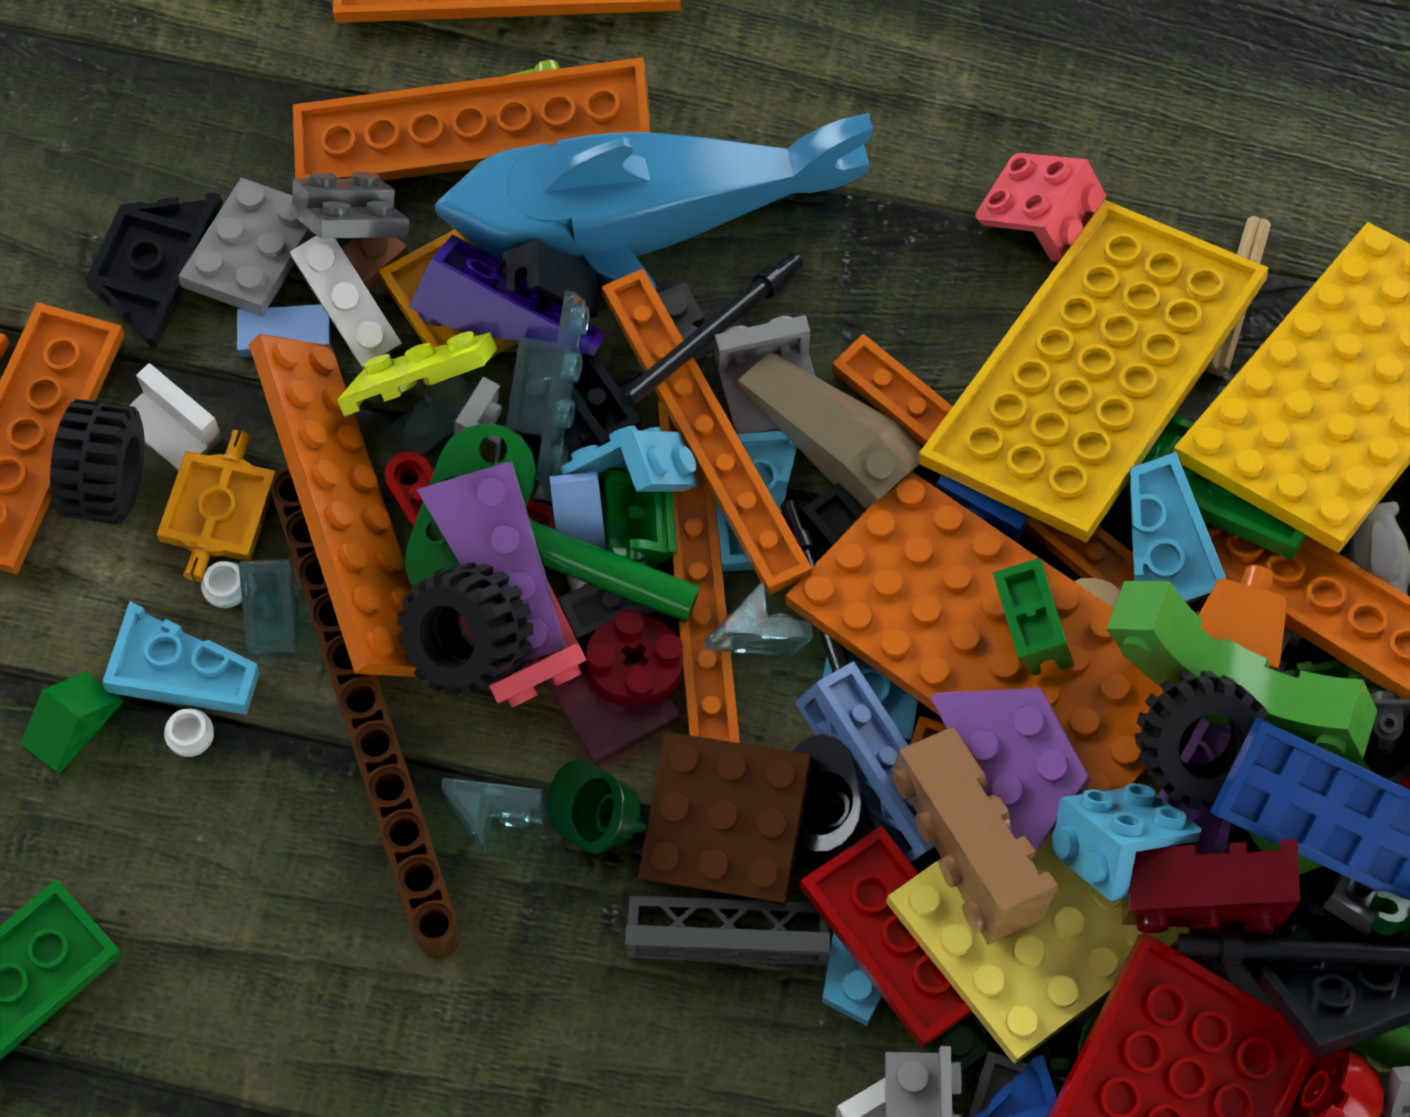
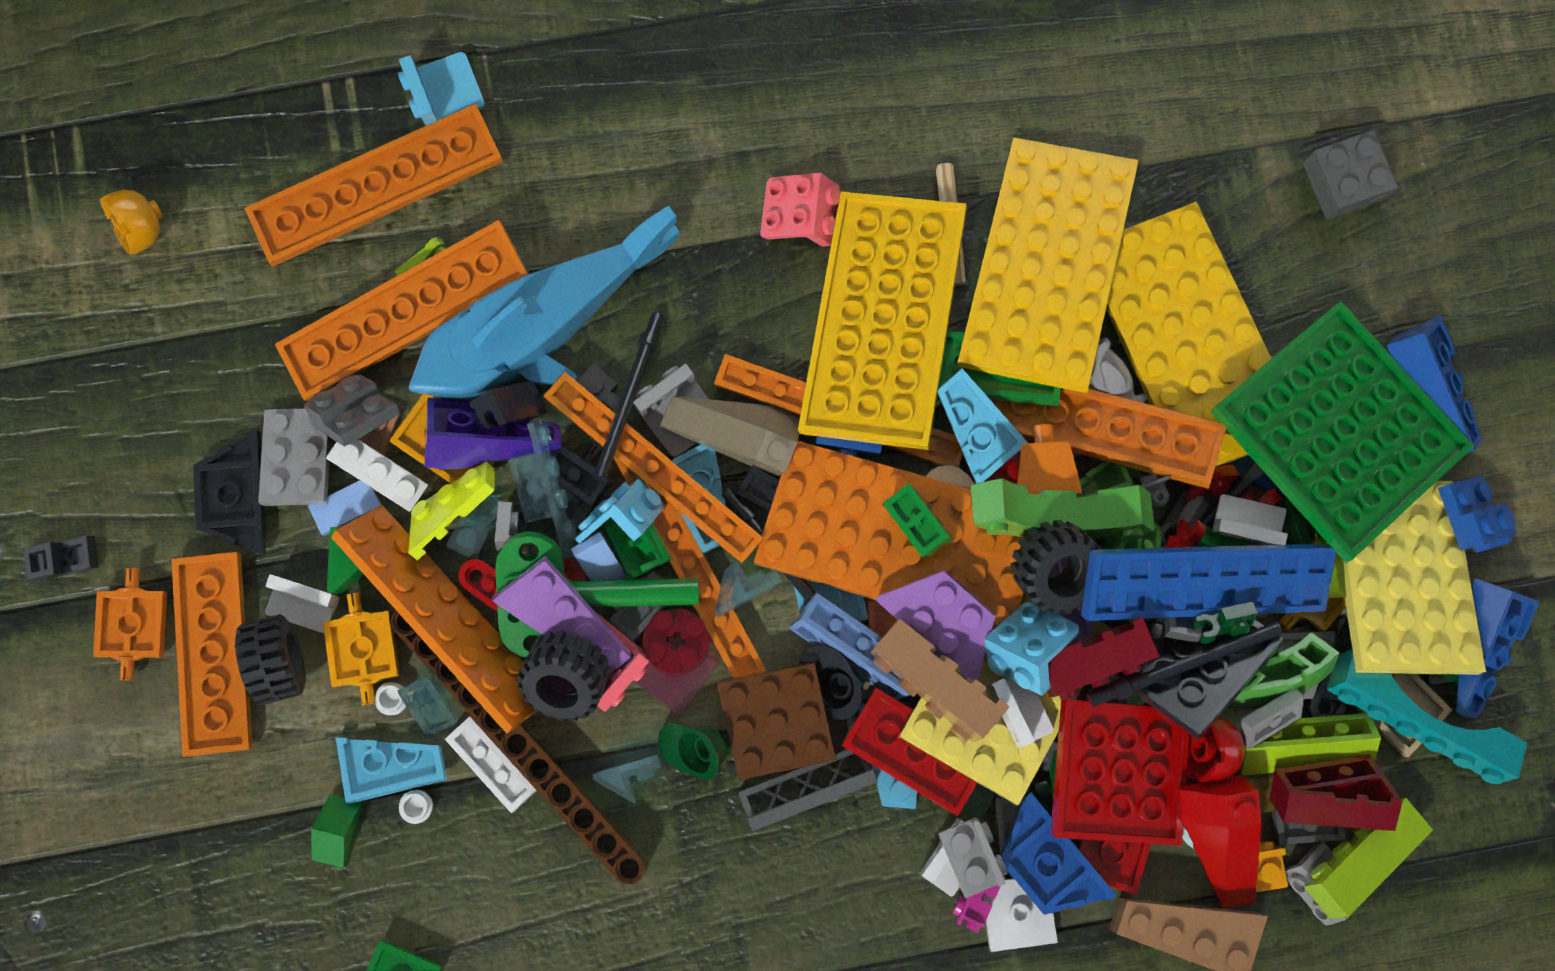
camera: 25 degrees left, 15 degrees up
(243, 400) = (341, 569): none -> green slope
(314, 719) = (491, 764): none -> white plate
(1075, 929) = (1026, 715): none -> white panel

